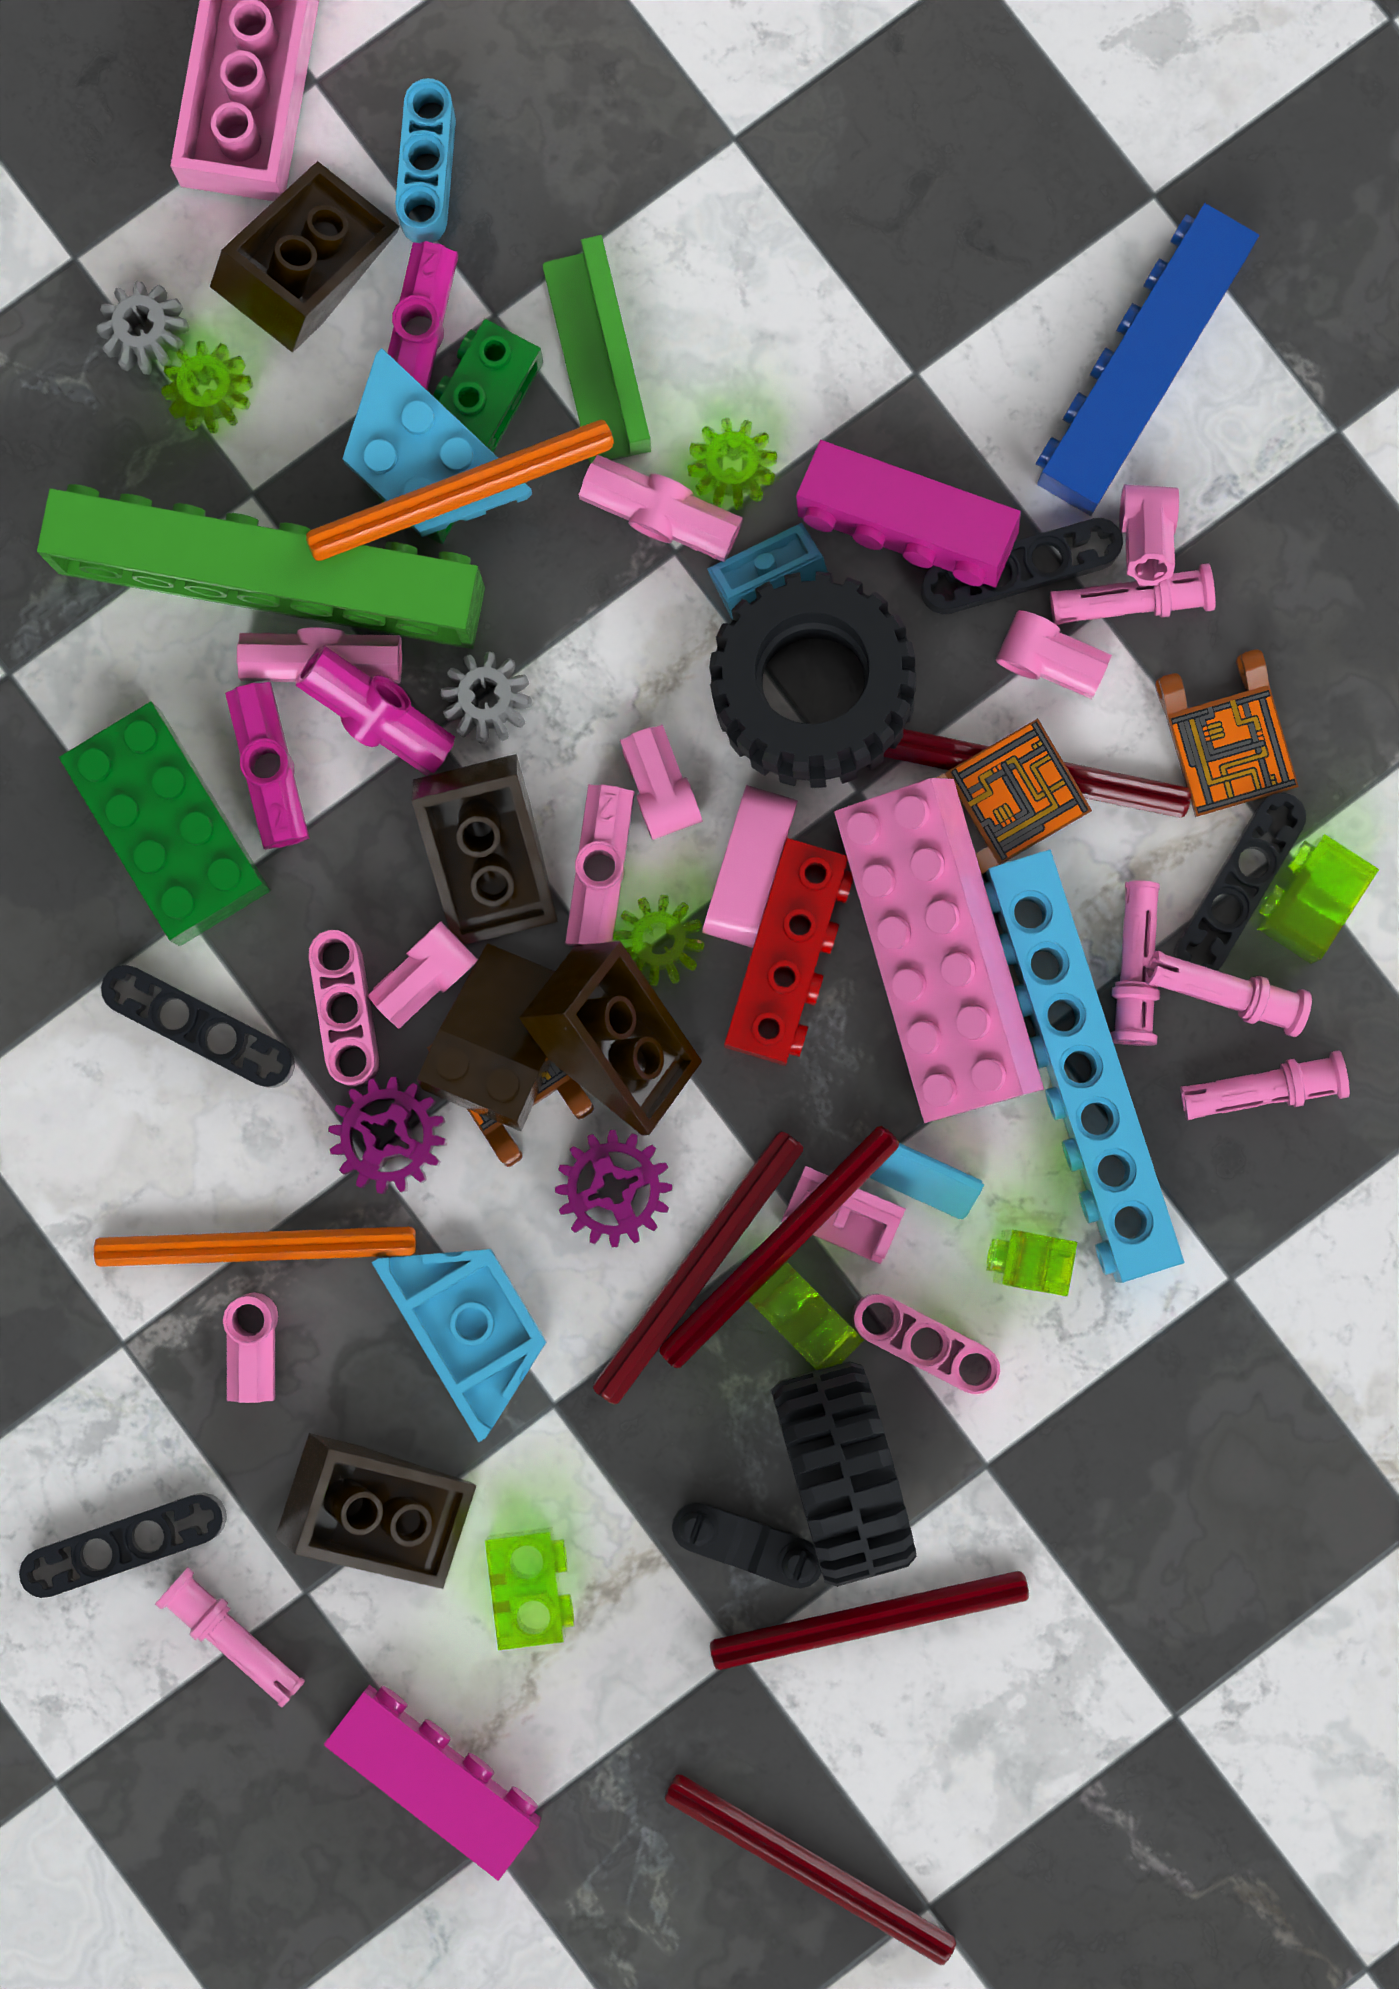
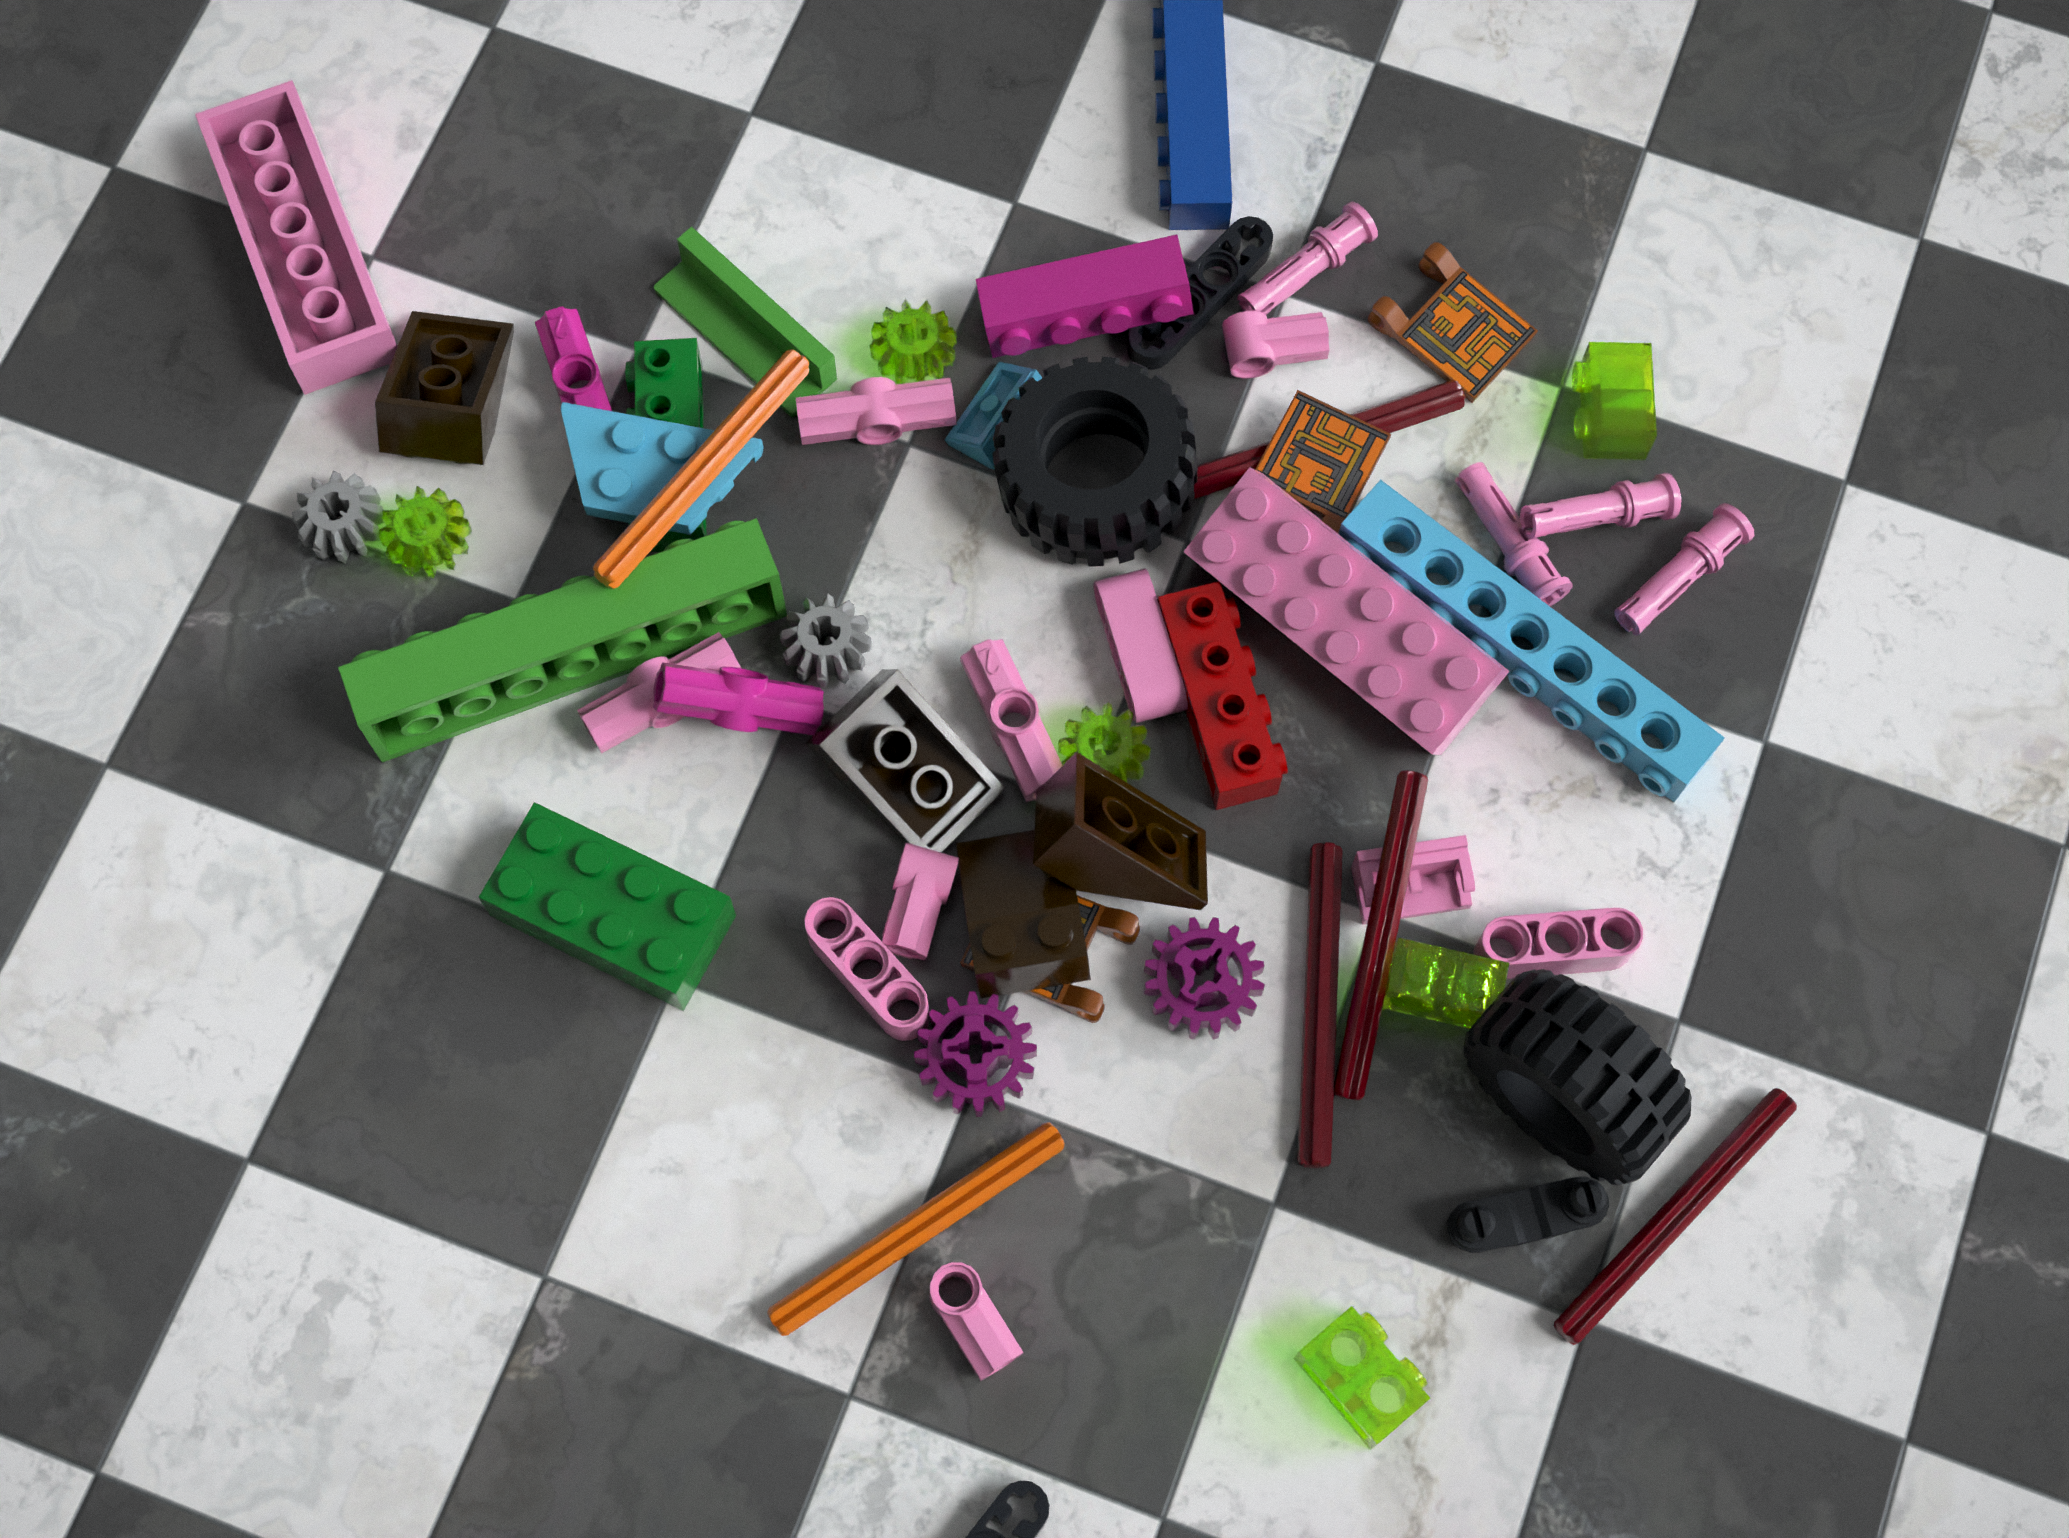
camera: 35 degrees left, 15 degrees down
(196, 1030) = (744, 1075): black beam -> none
(260, 733) = (690, 827): dark pink piece -> none
(374, 1512) = (1179, 1396): dark brown slope -> none
(425, 137) = (502, 239): medium azure beam -> none
(467, 1326) = (1155, 1178): medium azure wing -> none
(663, 793) = (1030, 632): bright pink piece -> none
(810, 1869) = (1783, 1473): dark red axle -> none
(929, 1181) = (1469, 807): medium azure slope -> none
(1032, 1261) = (1602, 813): clear neon green brick -> none
(1150, 523) = (1283, 200): bright pink piece -> none
(1243, 888) = (1542, 430): black beam -> none

